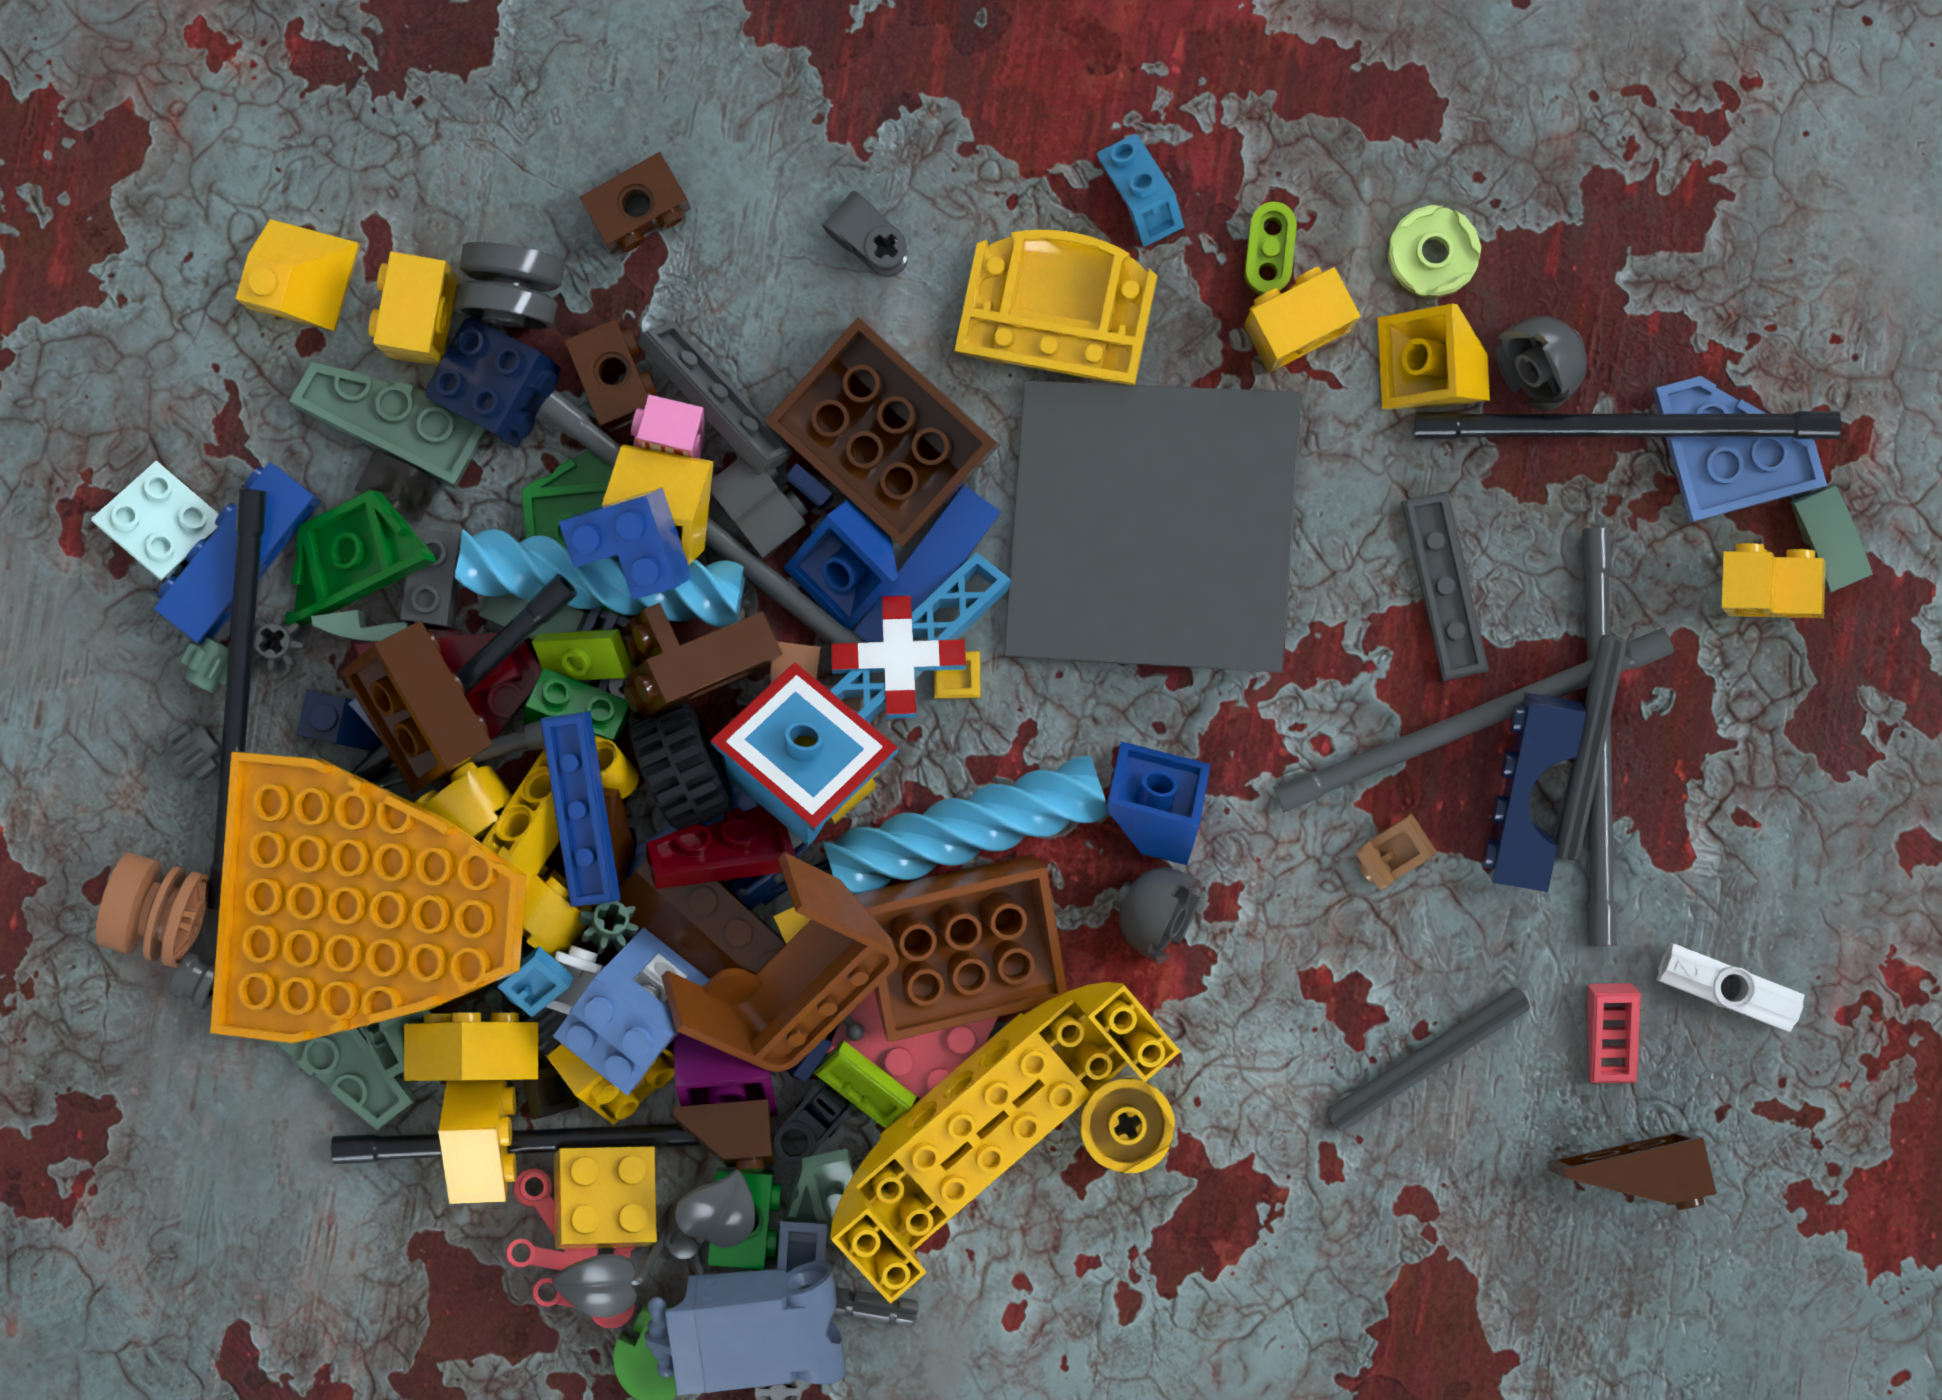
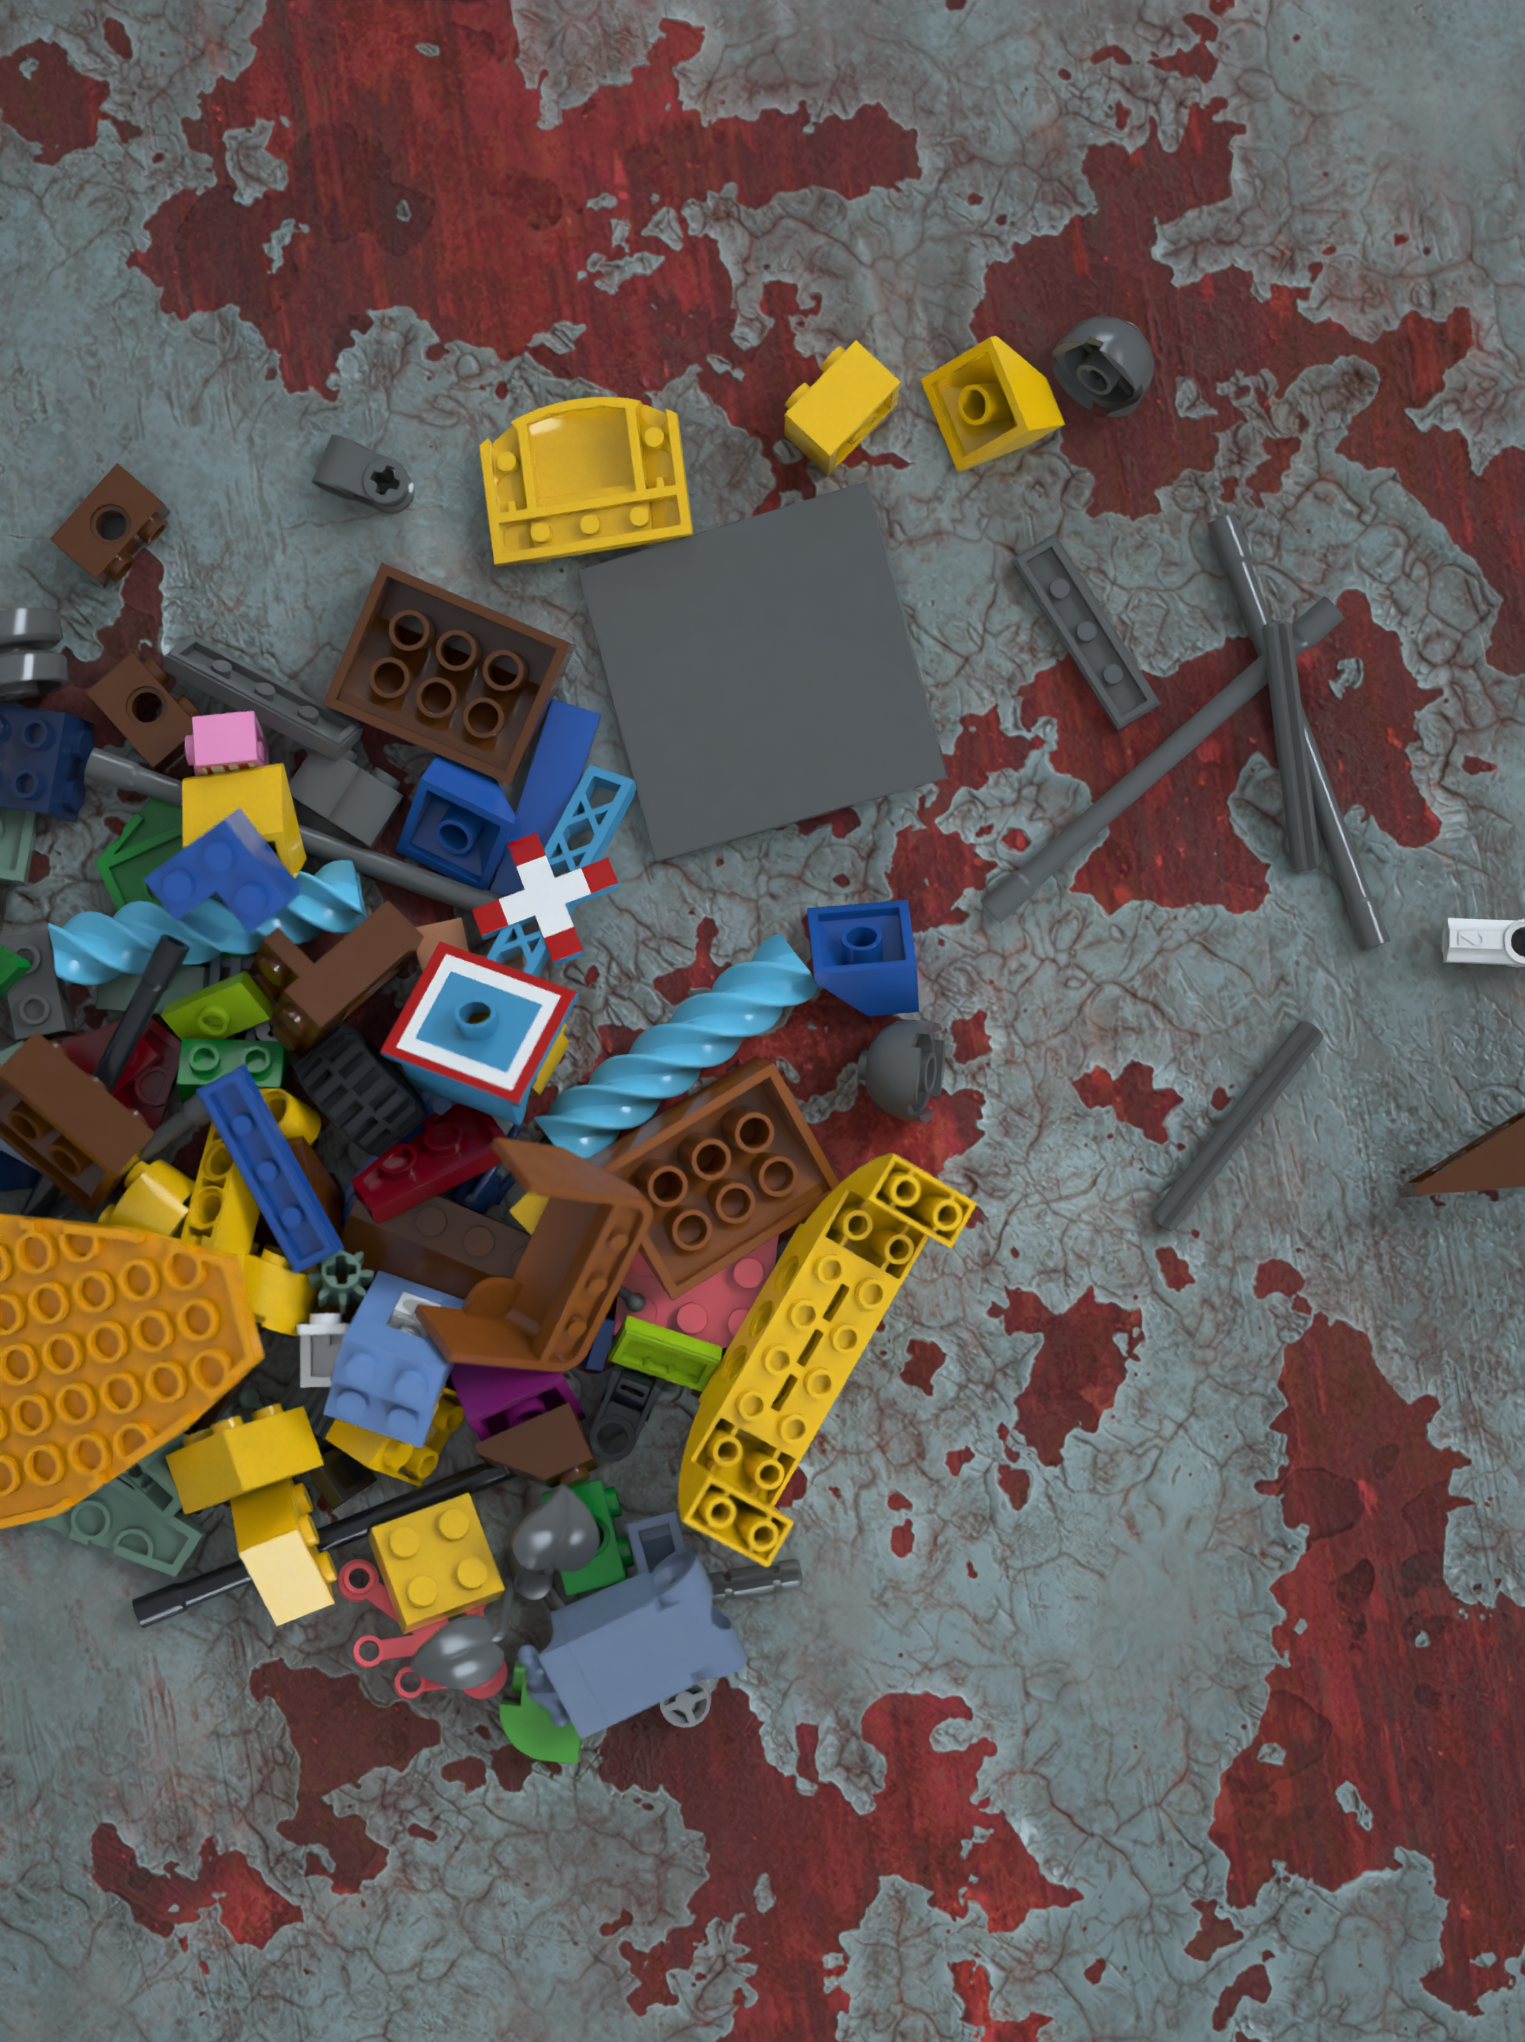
camera: 15 degrees left, 0 degrees up
(537, 982) = (286, 1362): dark azure bracket -> none
(809, 487) = (393, 757): dark blue tile -> none
(819, 1188) = (654, 1476): sand green wing -> none
(959, 683) = (618, 905): yellow tile -> none
(1143, 189) = (632, 330): dark azure bracket -> none
(1152, 1131) = (978, 1299): yellow brick -> none
(1268, 249) = (785, 347): lime plate -> none
(1394, 852) = (1128, 924): medium nougat bracket -> none
(1429, 278) = (949, 320): yellowish green tile -> none
(1546, 734) = (1241, 748): dark blue arch -> none
(1596, 1012) = (1394, 1018): coral slope -> none
(1733, 472) = (1332, 390): medium blue plate -> none
(1772, 586) = (1423, 514): yellow brick -> none
(1796, 425) = (1389, 340): black piece -> none
(1832, 535) = (1466, 444): sand green slope -> none

